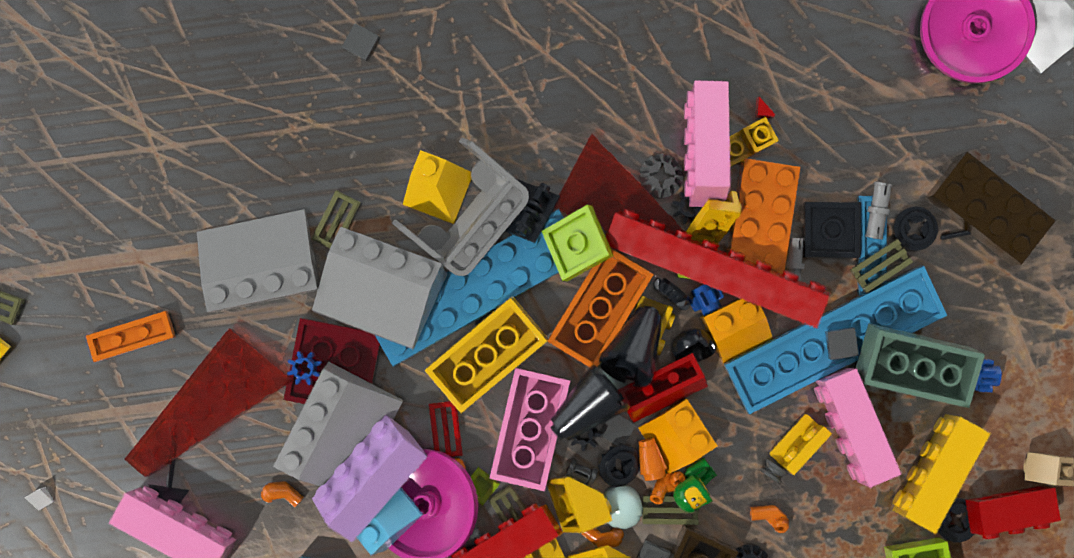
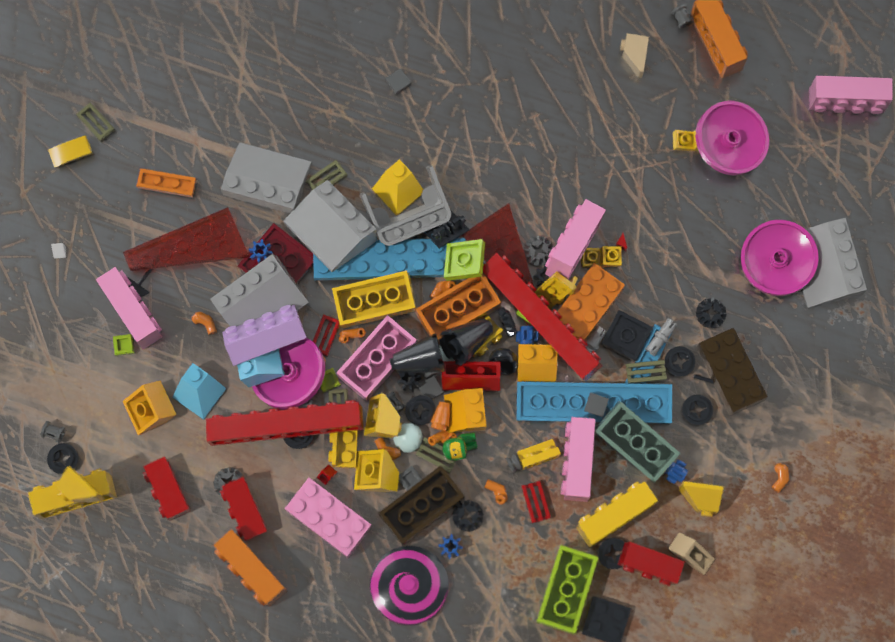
camera: 30 degrees right, 10 degrees down
(481, 408) = (348, 334): none -> orange arm
(562, 290) = (441, 287): none -> orange arm
(842, 522) = (541, 493): none -> red tile
(917, 155) = (703, 317): none -> black gear
(981, 282) = (701, 402): none -> black gear
(1037, 392) = (702, 497): none -> yellow slope

